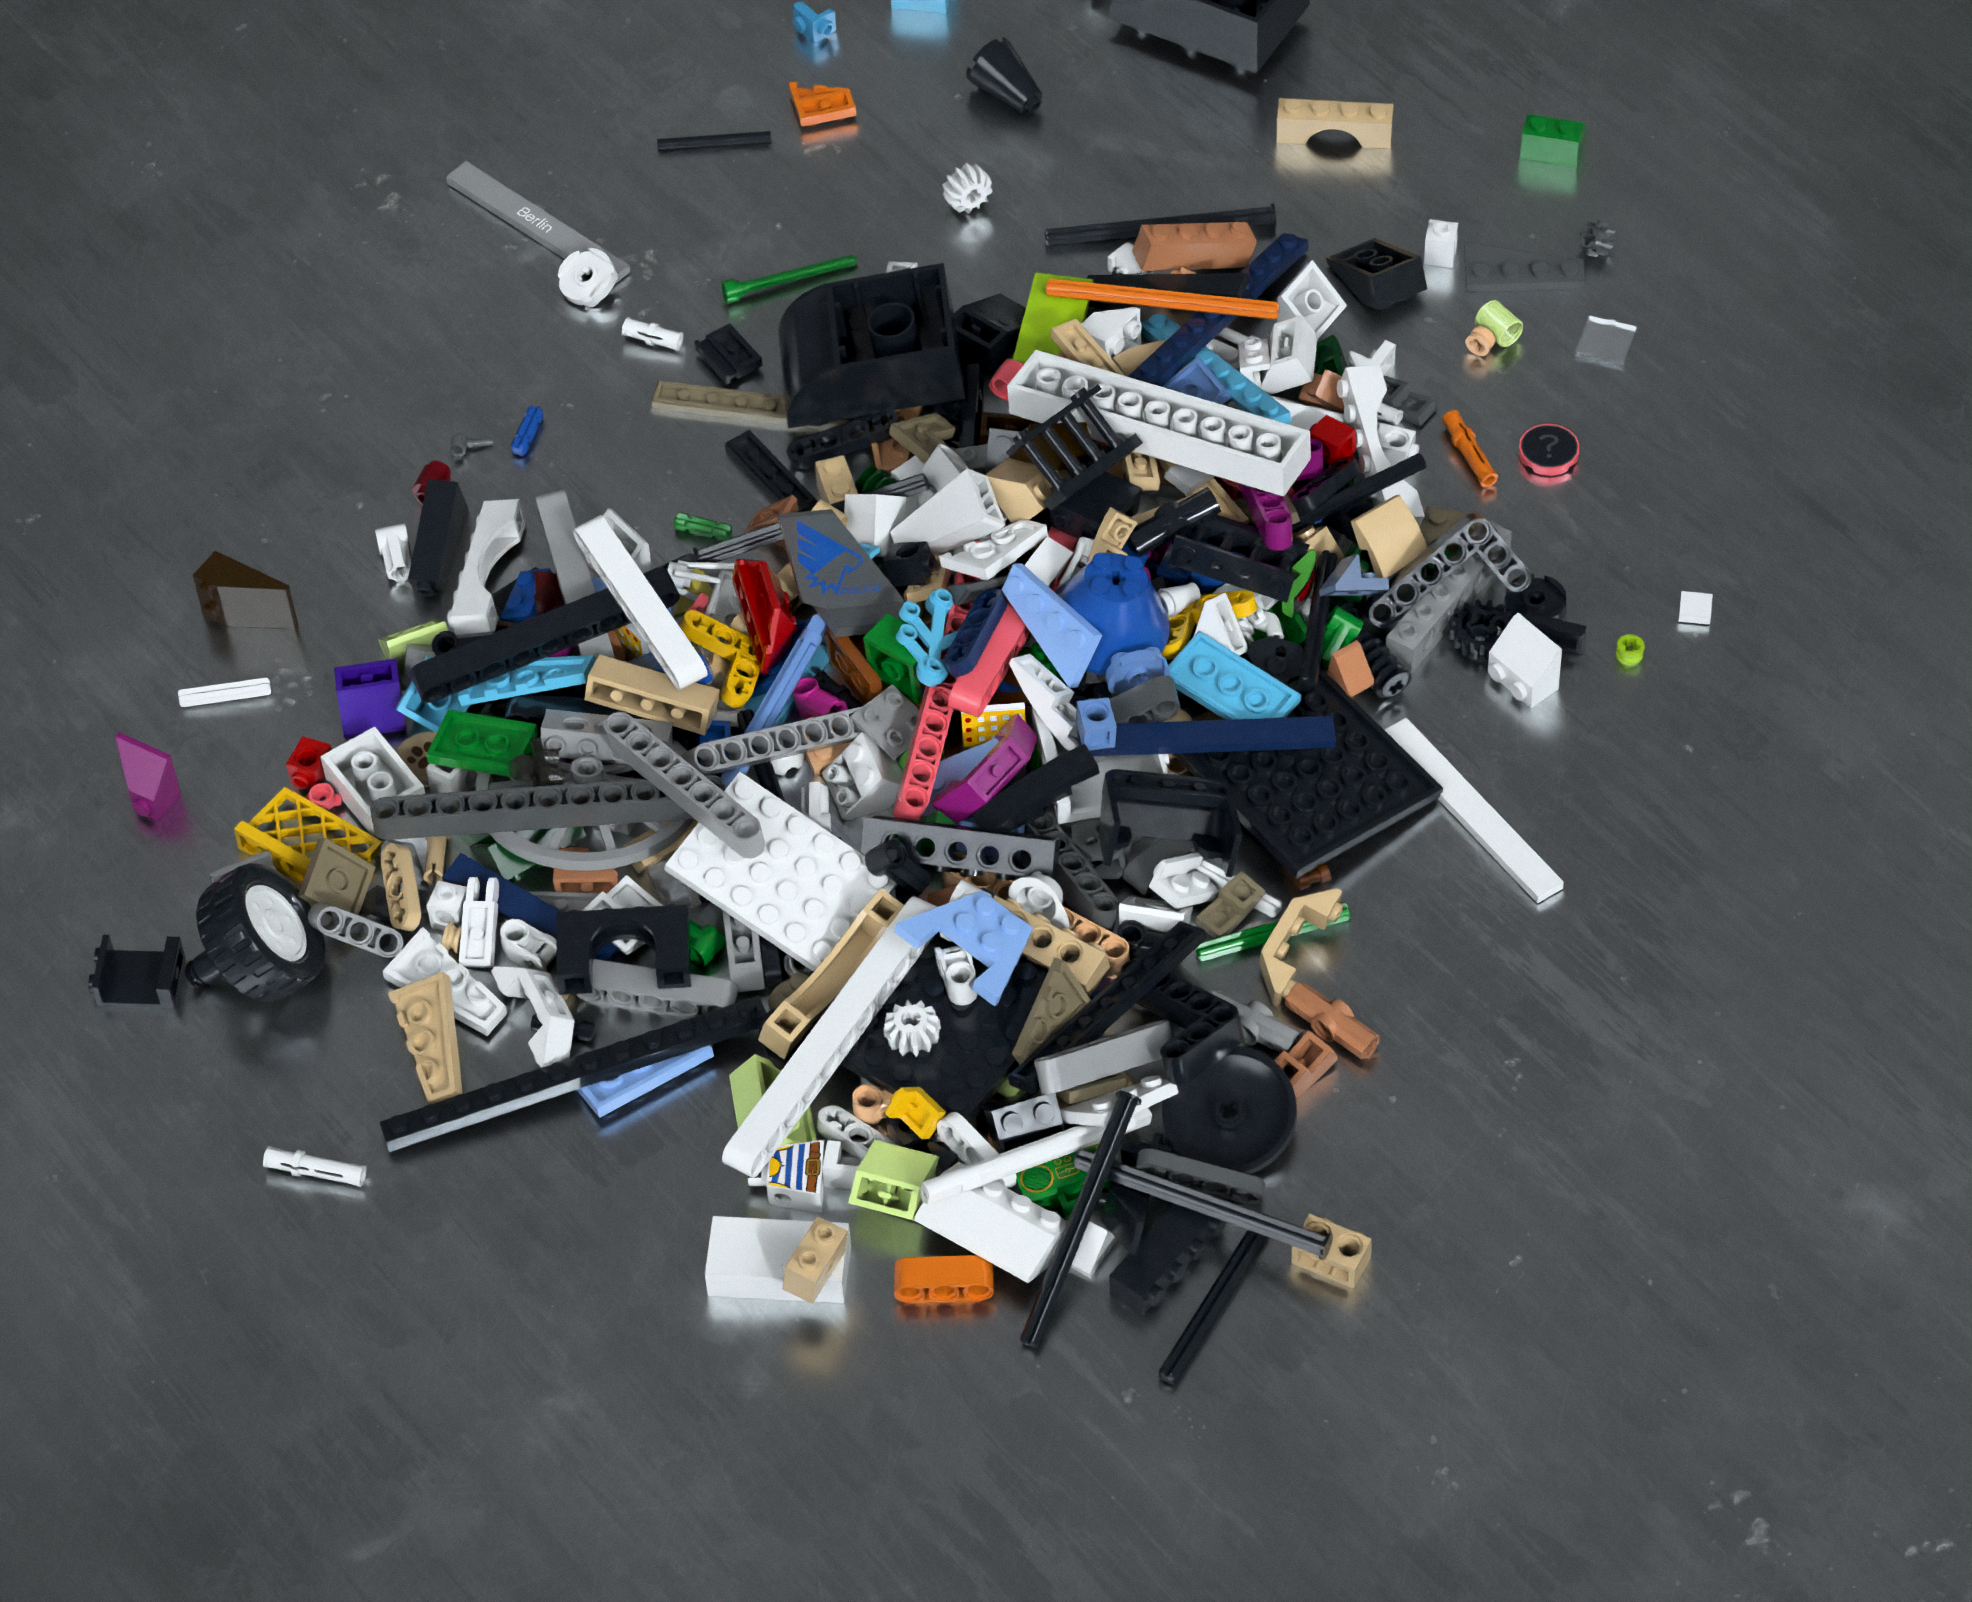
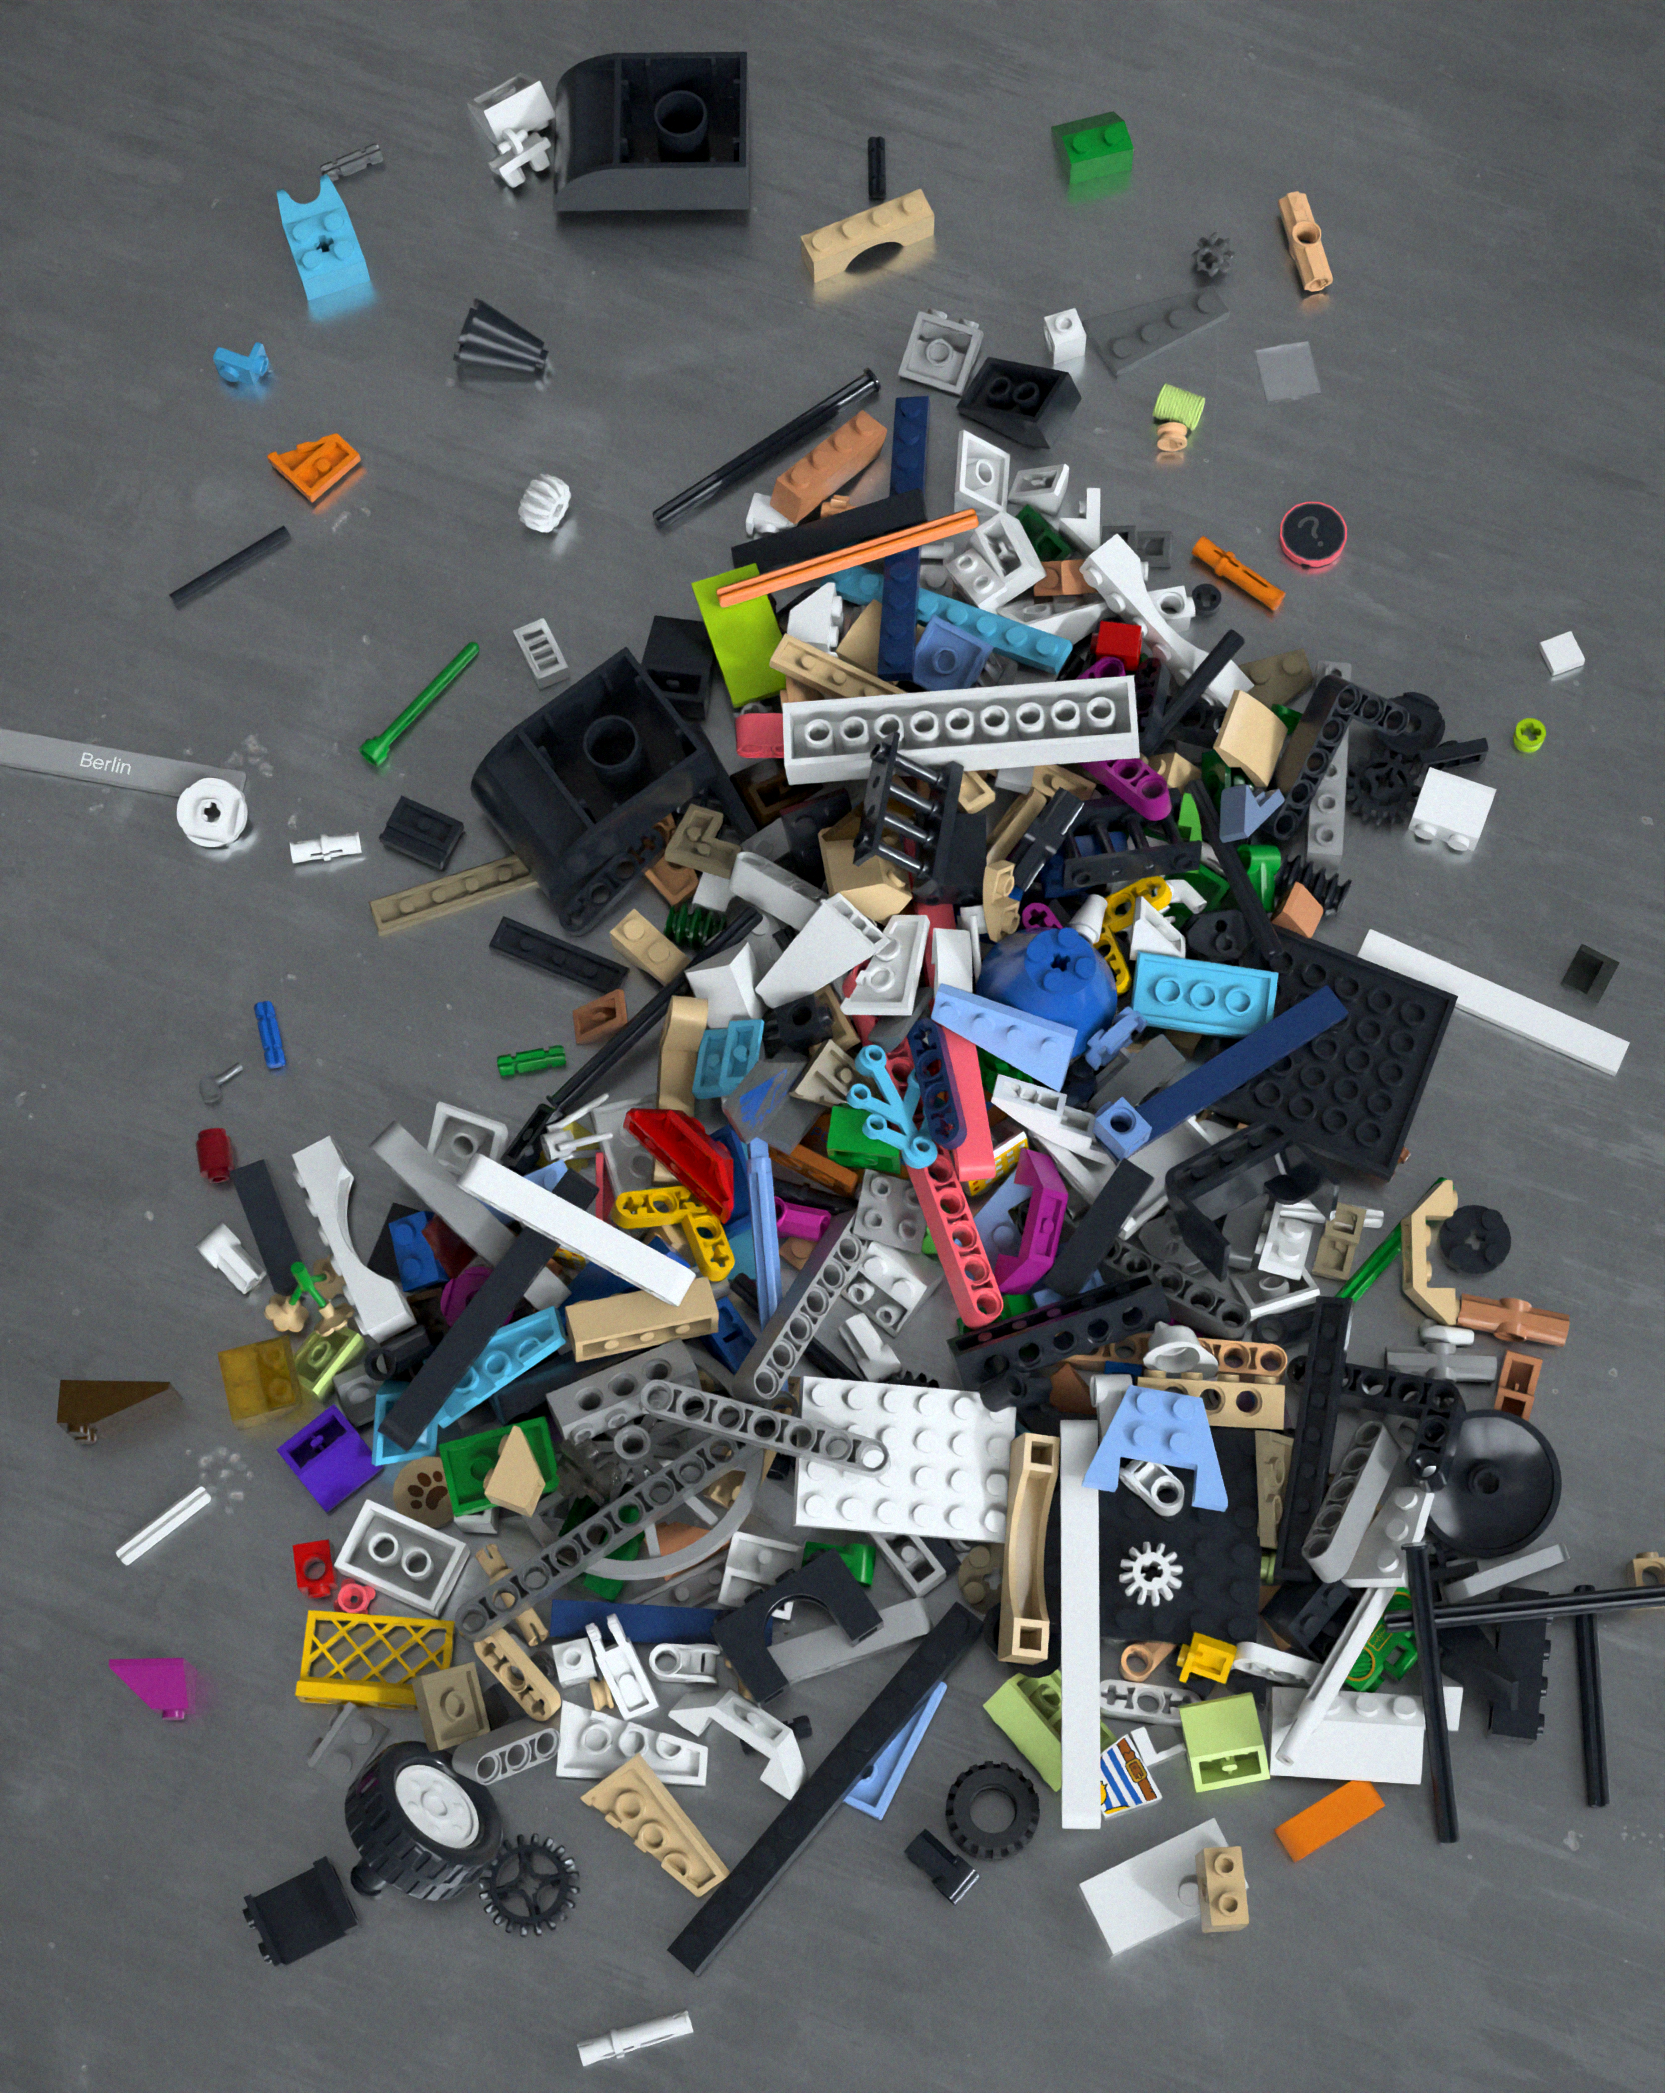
camera: 30 degrees left, 20 degrees up
(316, 1041) = (547, 1881): none -> black gear
(354, 630) = (260, 1382): none -> clear yellow slope
(412, 600) = (290, 1314): none -> tan plant
(485, 743) = (516, 1478): none -> tan slope
(623, 1172) = (948, 1872): none -> black piece
(682, 1124) = (1000, 1778): none -> black tyre
(892, 596) = (830, 1077): none -> dark tan wing
(1277, 1008) = (1433, 1333): none -> white arm
(1338, 215) = (941, 351): none -> light grey plate
(1341, 942) = (1460, 1255): none -> black plate
(1356, 333) = (1041, 488): none -> white slope
(1377, 85) = (876, 167): none -> black axle
(1435, 449) = (1213, 595): none -> black bush
(1566, 824) = (1590, 973): none -> pearl dark grey panel
(1677, 259) = (1301, 226): none -> light nougat piece

